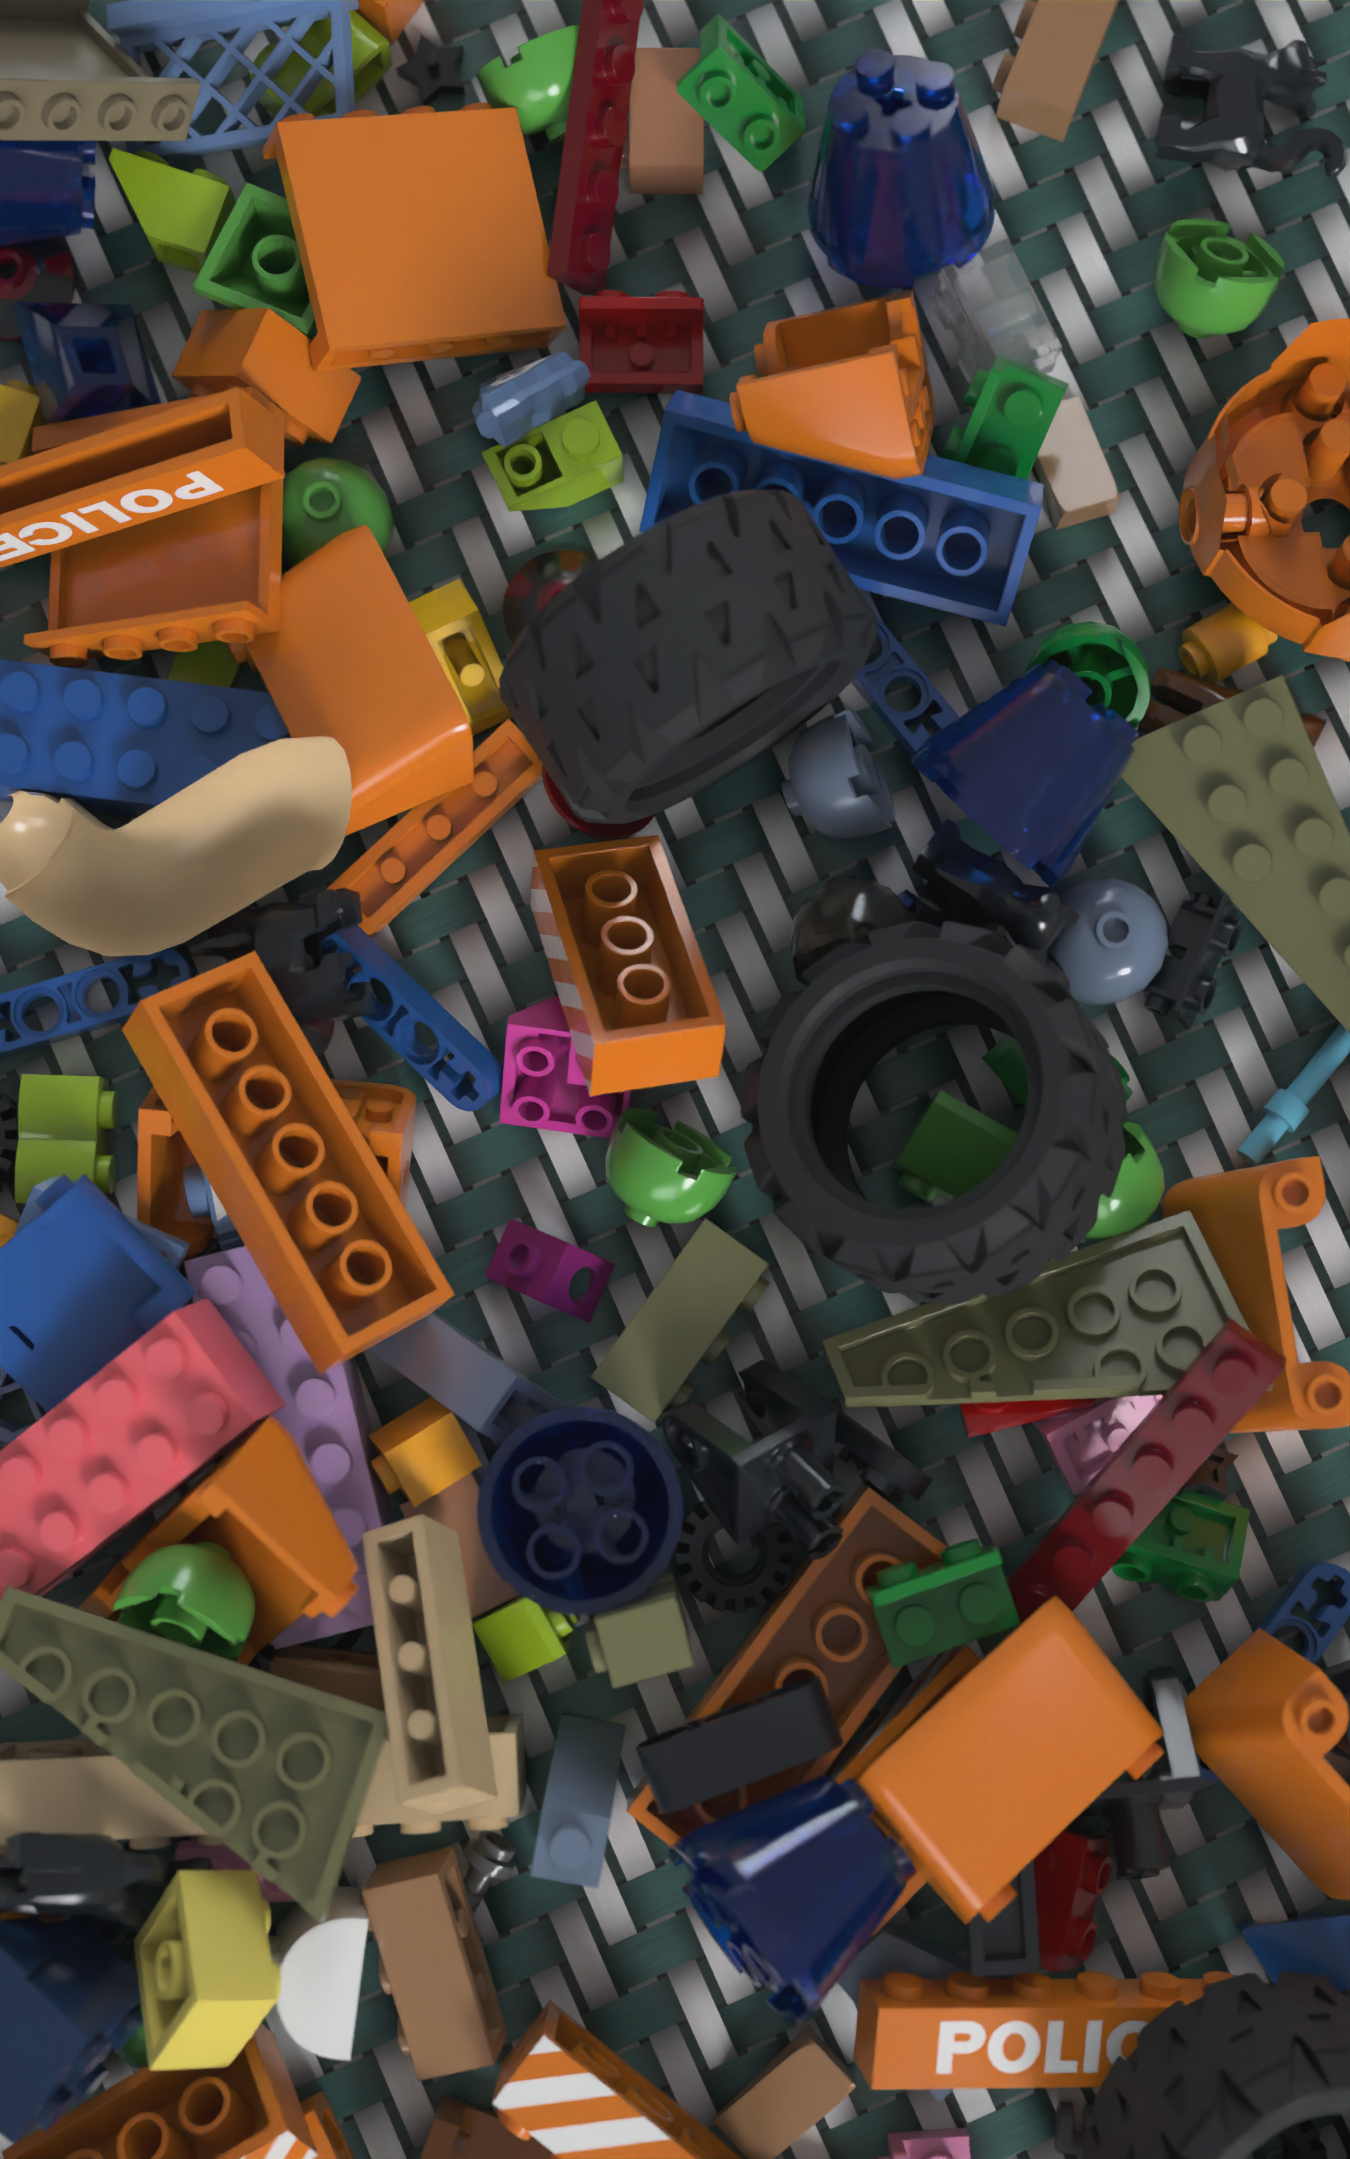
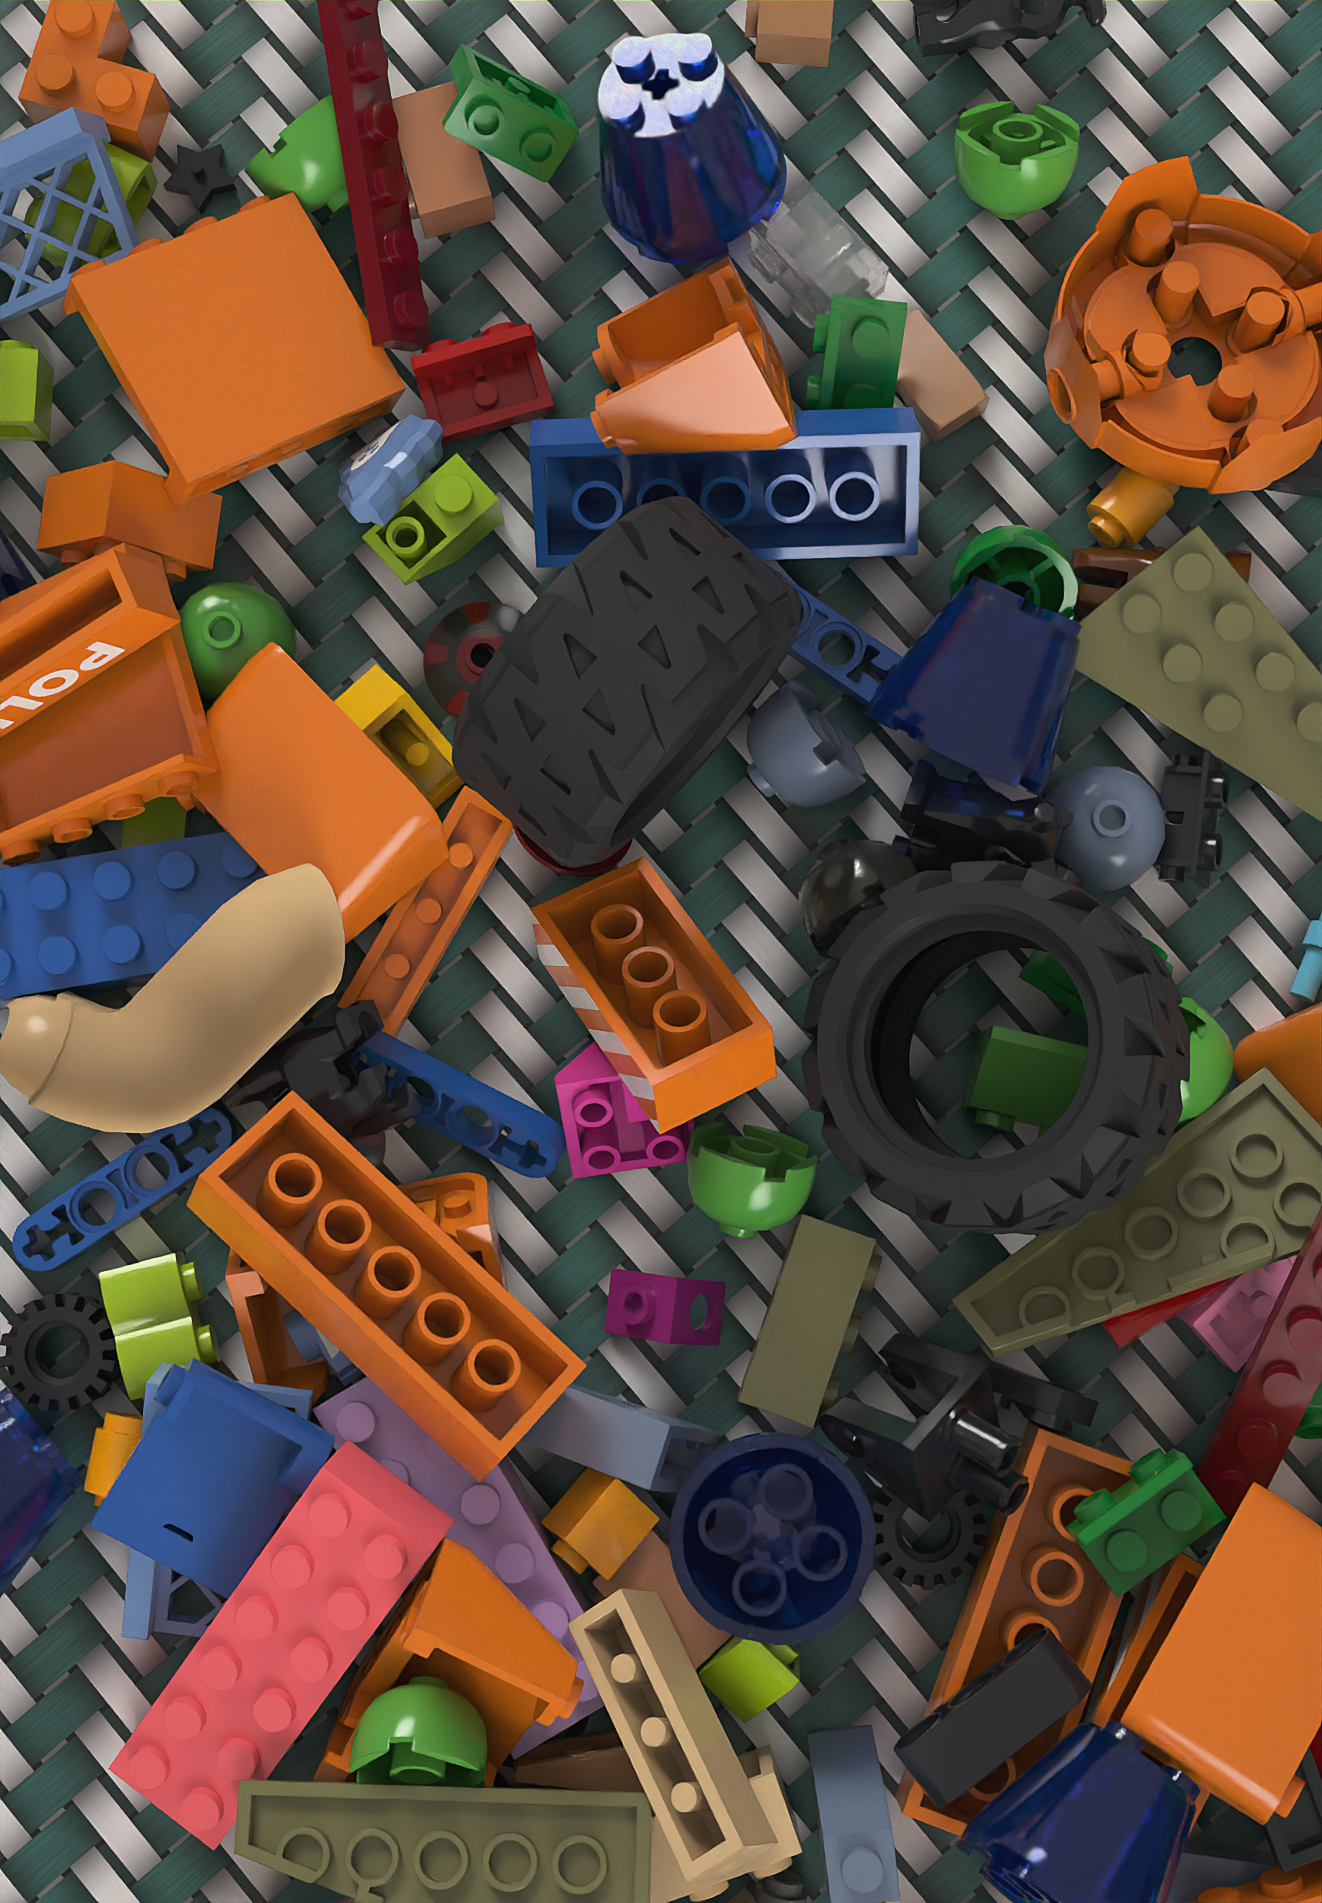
camera: 10 degrees left, 0 degrees up
(258, 261) = (90, 415): bright green slope -> none
(641, 1636) = (868, 1644): olive brick -> none

